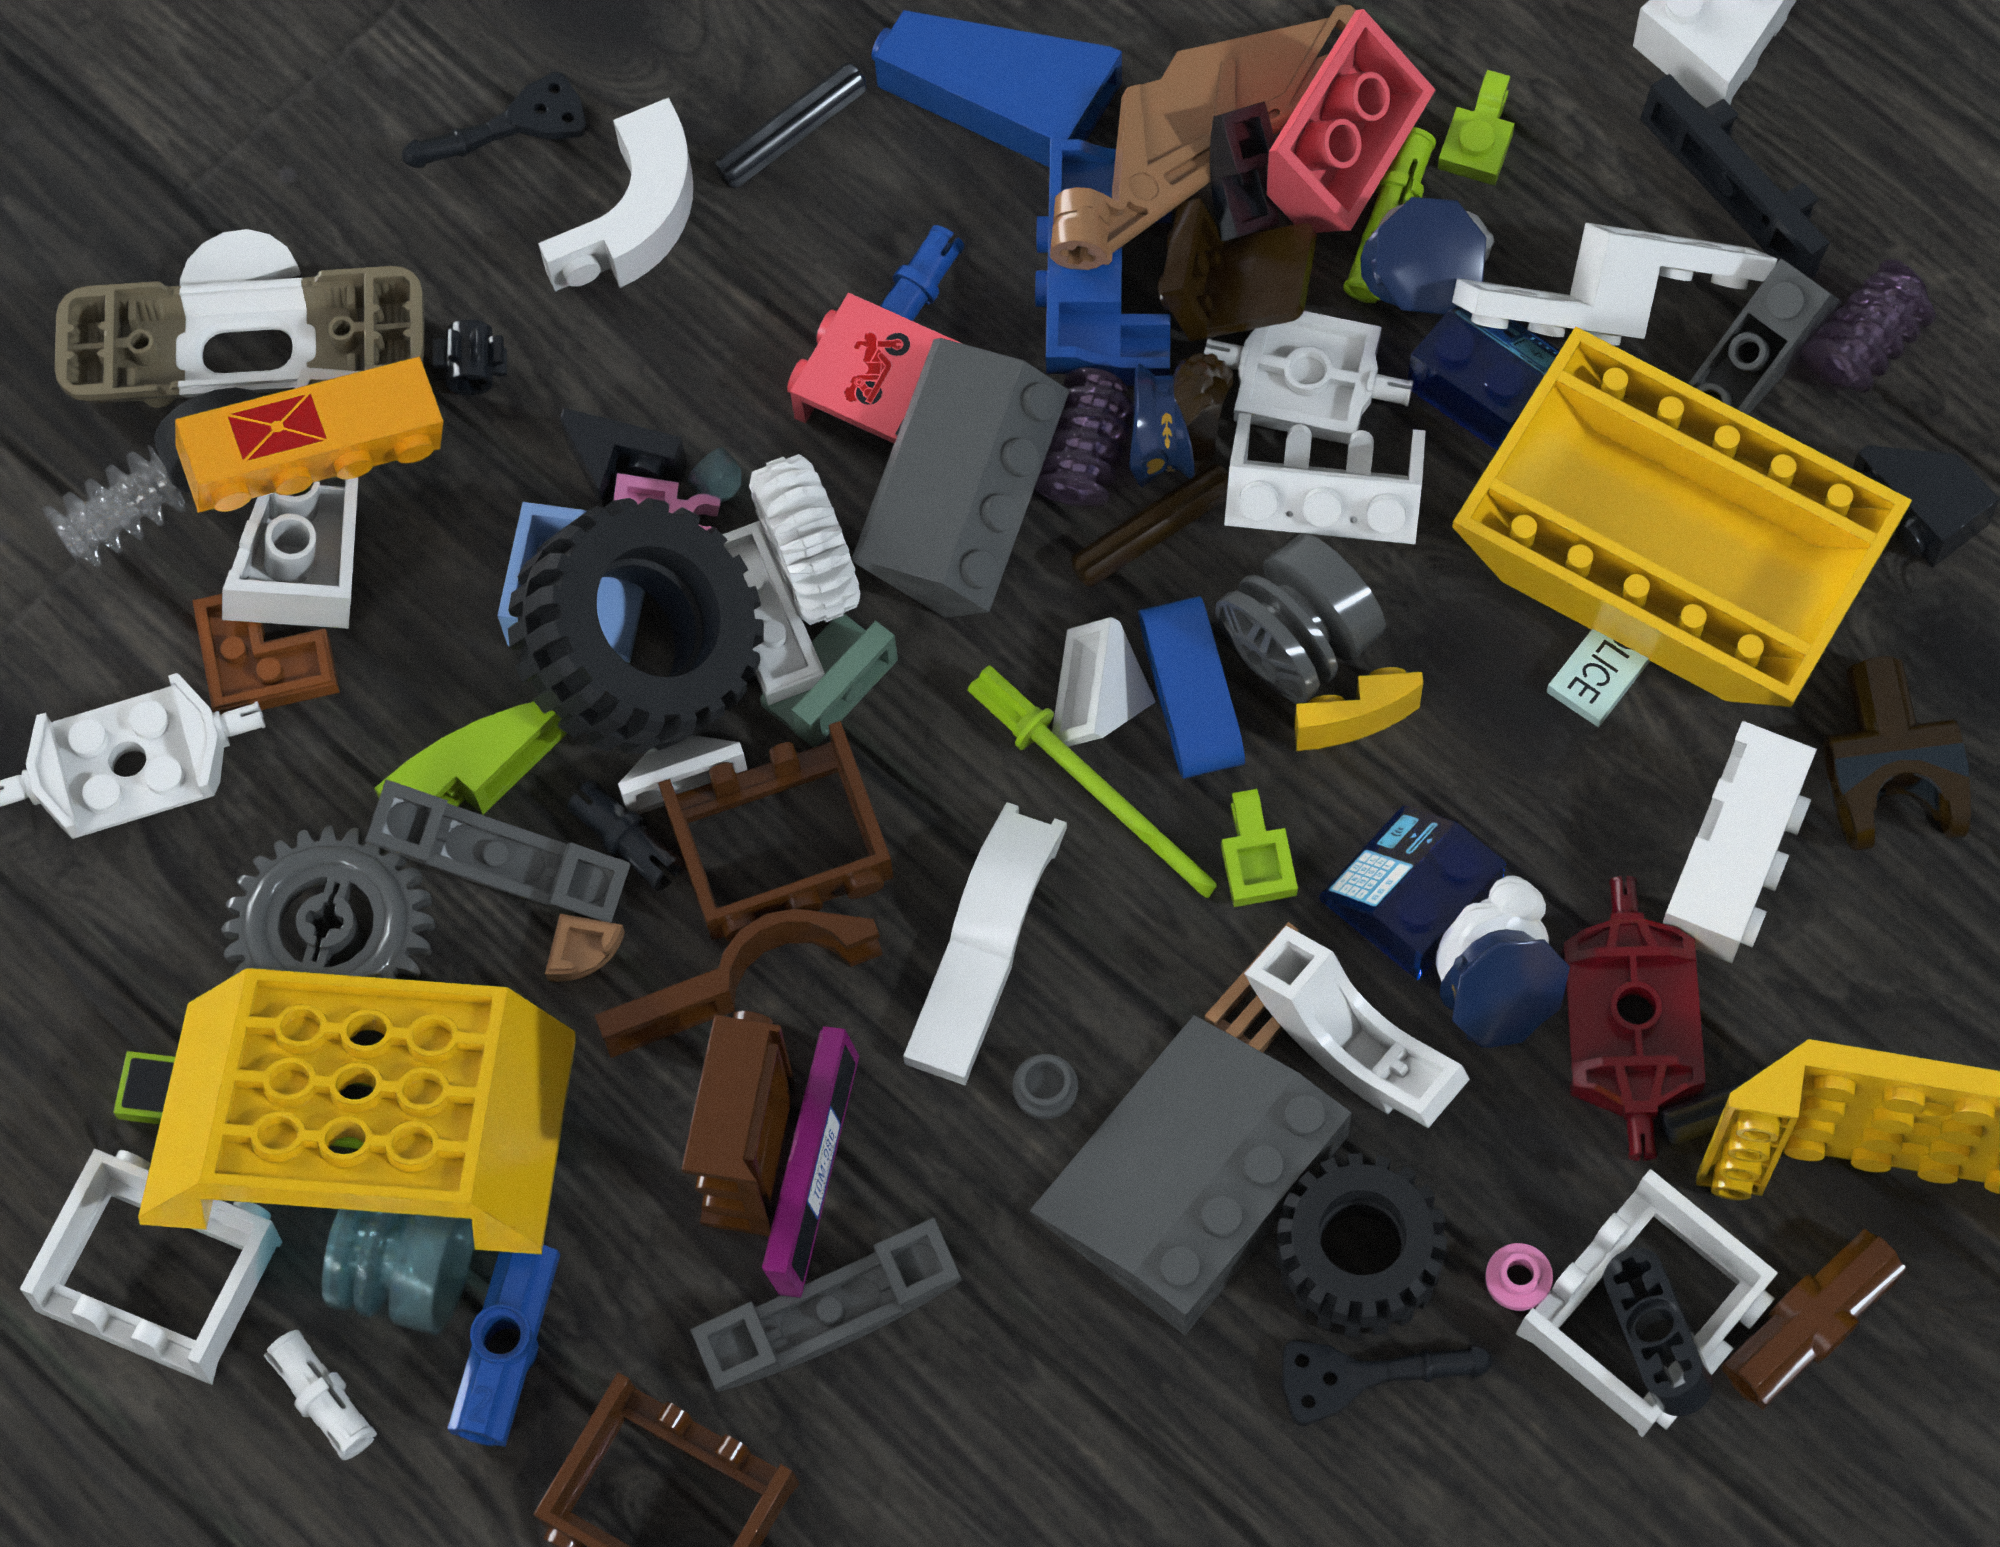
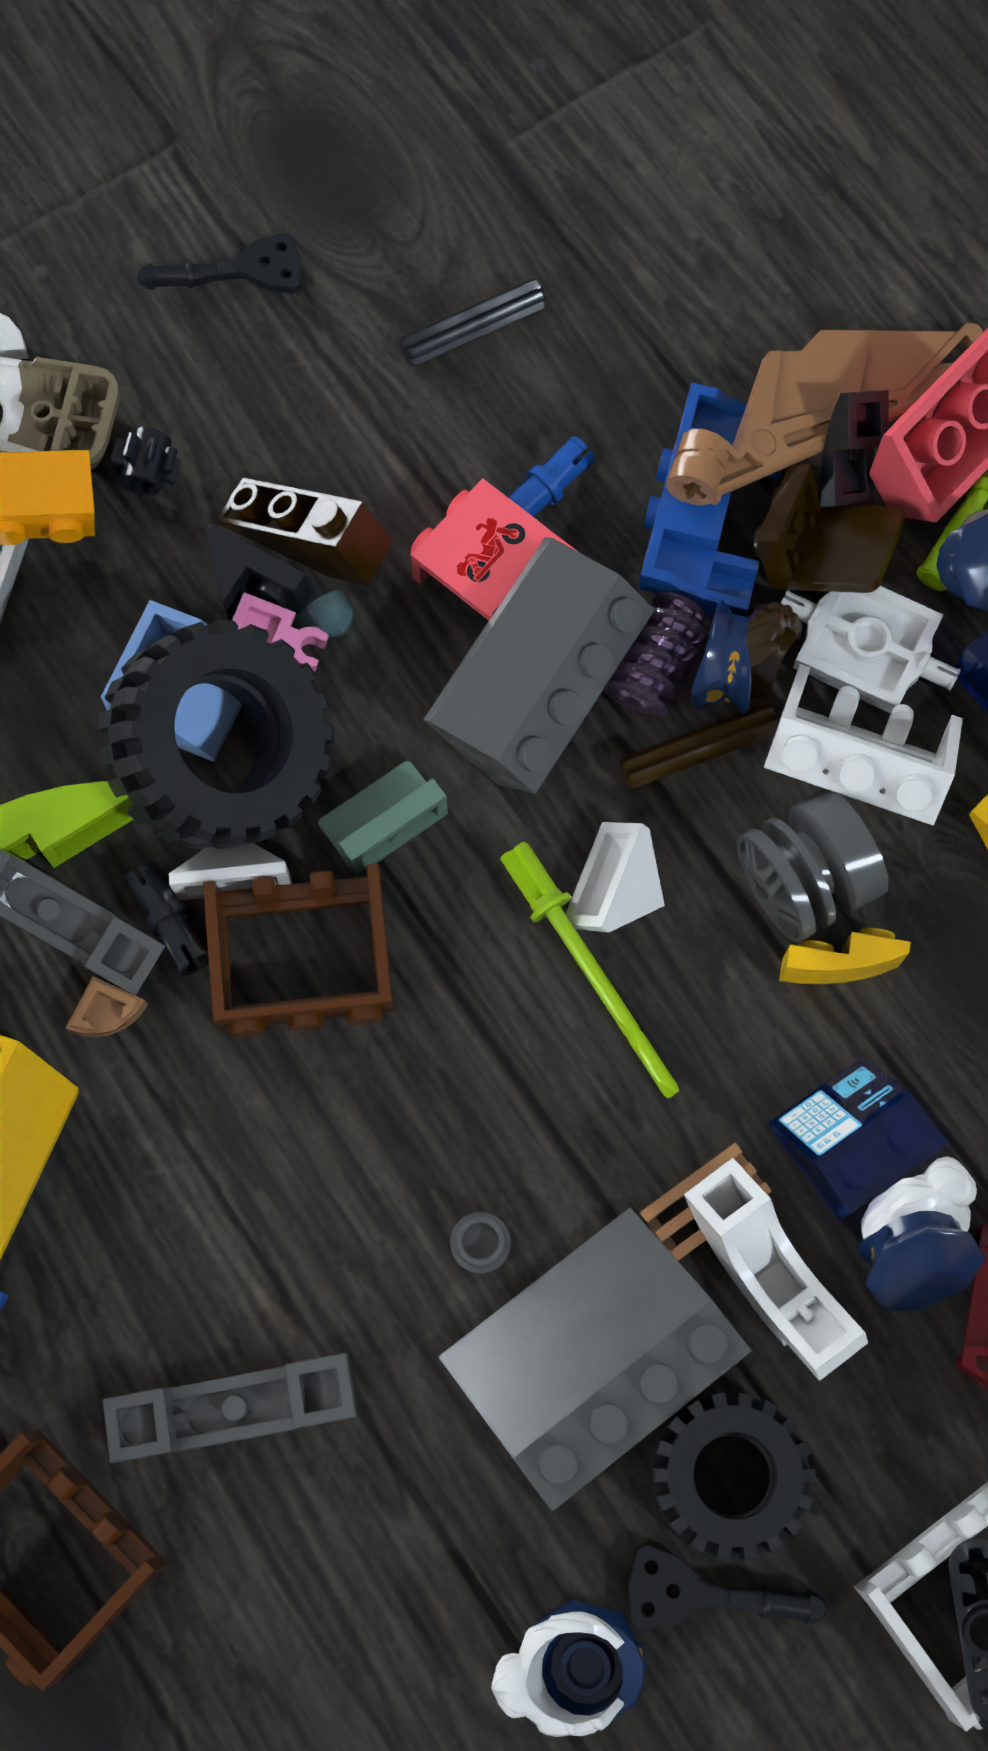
camera: 10 degrees right, 5 degrees up
(646, 219) = (329, 373): white arch -> none
(668, 389) = (309, 527): none -> dark brown slope
(714, 991) = (212, 1083): reddish brown piece -> none
(740, 1122) = (187, 1222): reddish brown window -> none
(787, 654) = (349, 789): white tile -> none
(805, 538) = (388, 689): white gear -> none
(810, 1162) = (249, 1268): magenta tile -> none
(982, 944) = (457, 1094): white piece -> none
(999, 79) = (660, 322): blue slope -> none
(1191, 687) = (699, 903): blue beam -> none
(1246, 1473) = (572, 1671): none -> piece
(1257, 859) = (720, 1078): lime plate -> none
(1518, 1296) = (850, 1542): bright pink plate -> none

